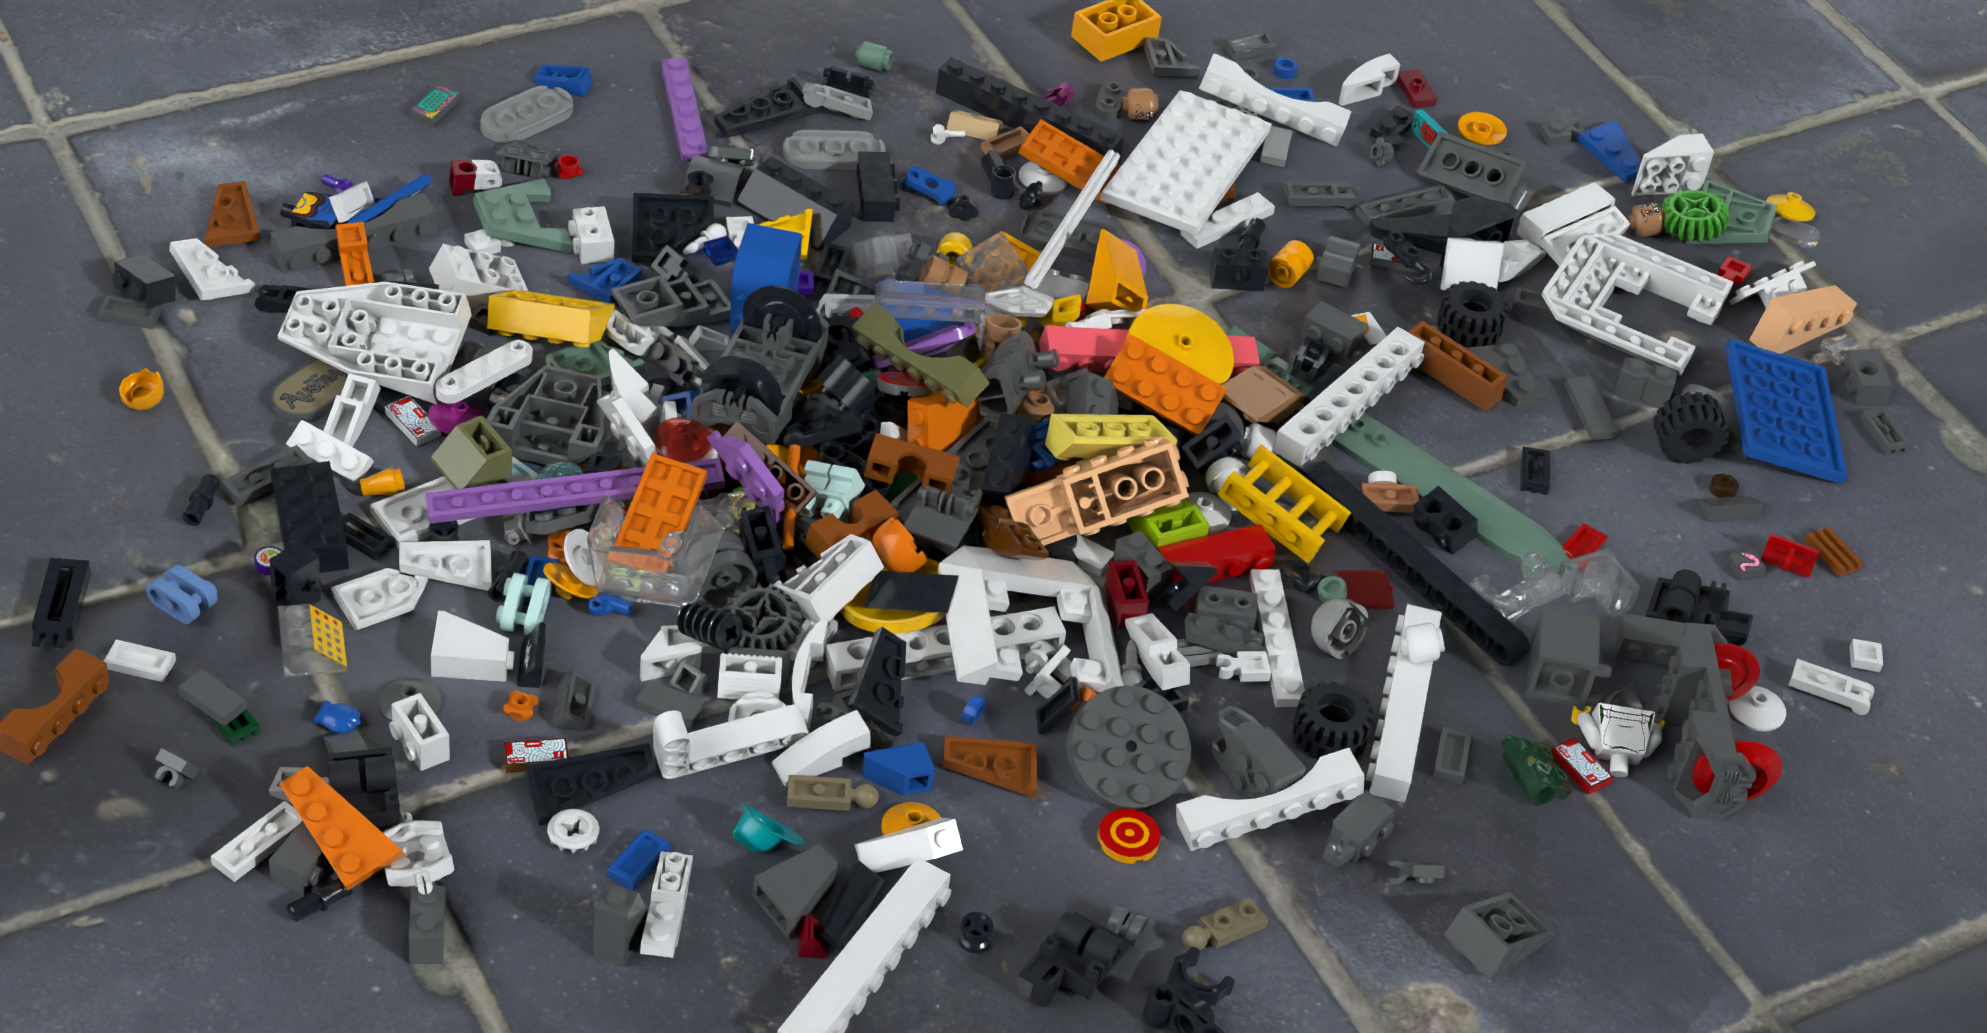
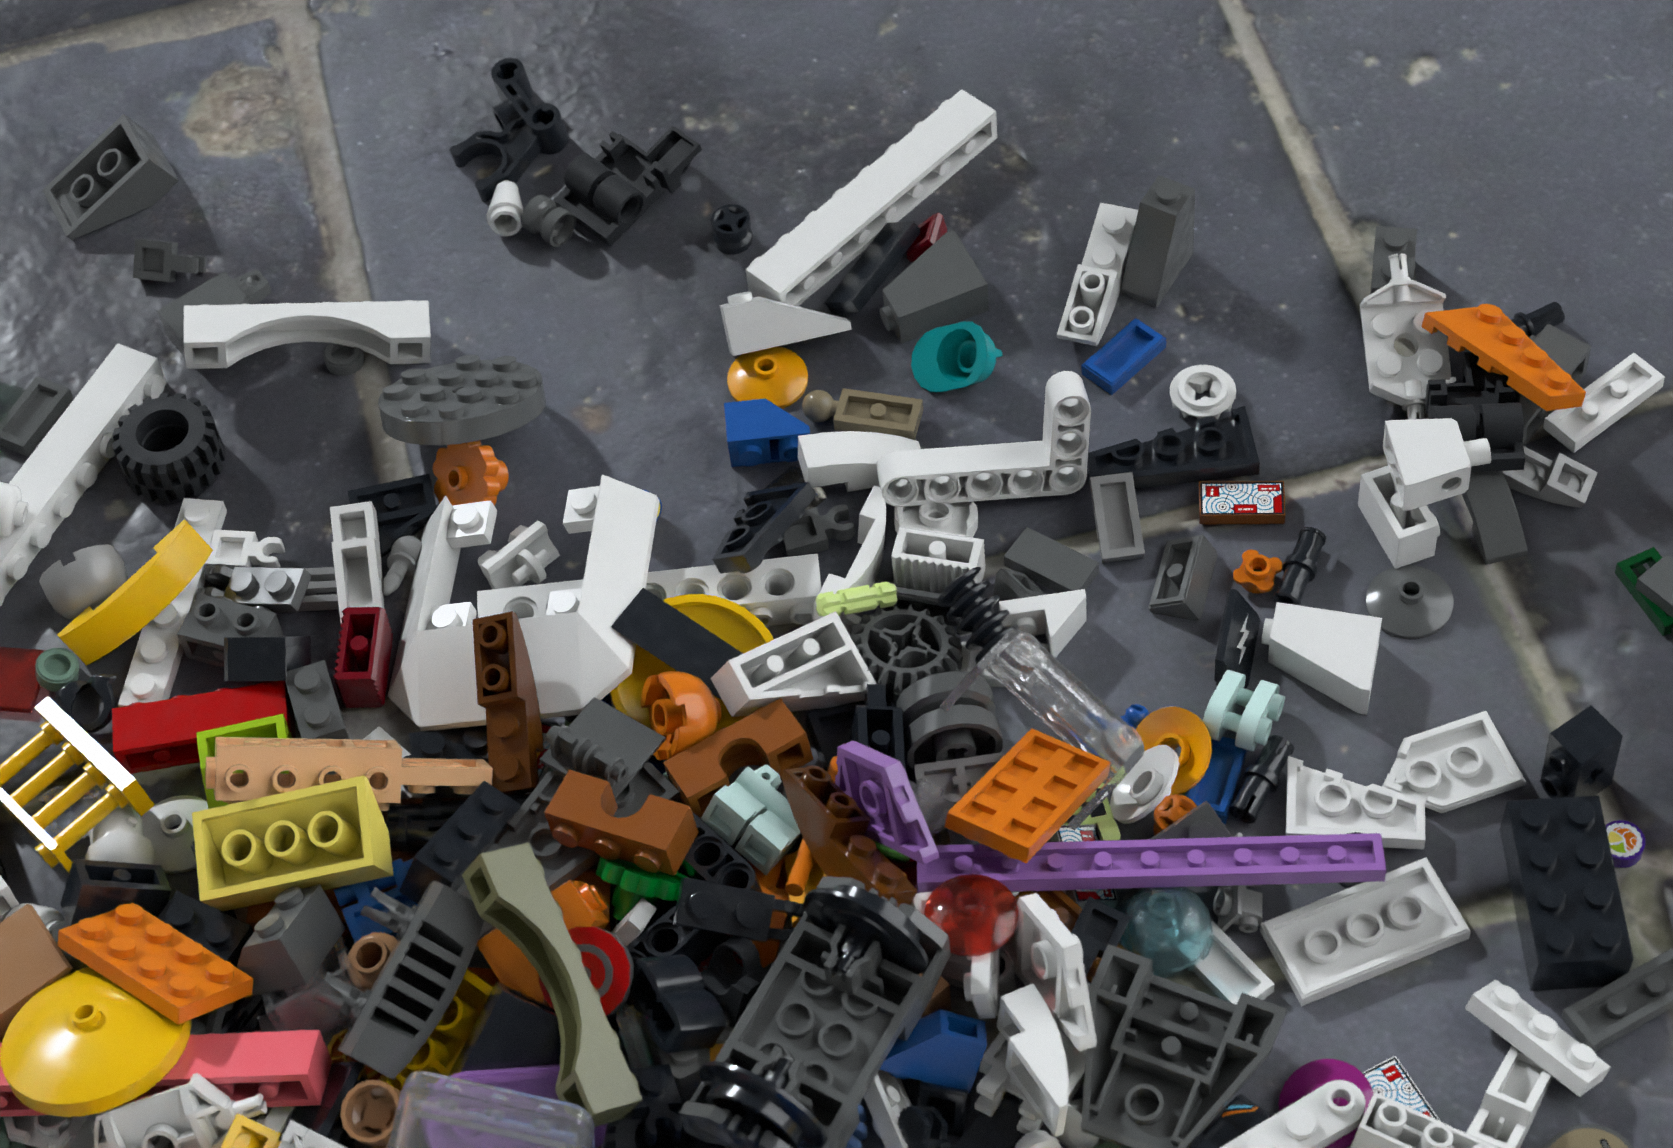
camera: 155 degrees left, 10 degrees up
(310, 641) = (1550, 680): clear slope -> none
(338, 716) = (1509, 573): blue animal -> none
(359, 539) = (1467, 893): black tile -> none
(383, 483) = (1446, 968): light orange cone -> none
(398, 727) = (1430, 459): none -> white torso
(473, 455) = (1304, 966): olive slope -> none
(490, 706) = (1300, 566): none -> black pin
(627, 726) = (1117, 517): none -> light grey tile
(799, 628) = (857, 599): none -> yellowish green axle
(994, 761) = (633, 441): dark orange wing -> none
(1058, 706) = (528, 487): black tile -> none
(1129, 836) = (500, 332): red tile -> none
(1166, 935) = (505, 209): none -> white cone
(1226, 925) = (430, 220): dark tan plate -> none
(1254, 756) = (299, 378): dark grey brick -> none
(1283, 626) = (140, 597): none -> yellow slope

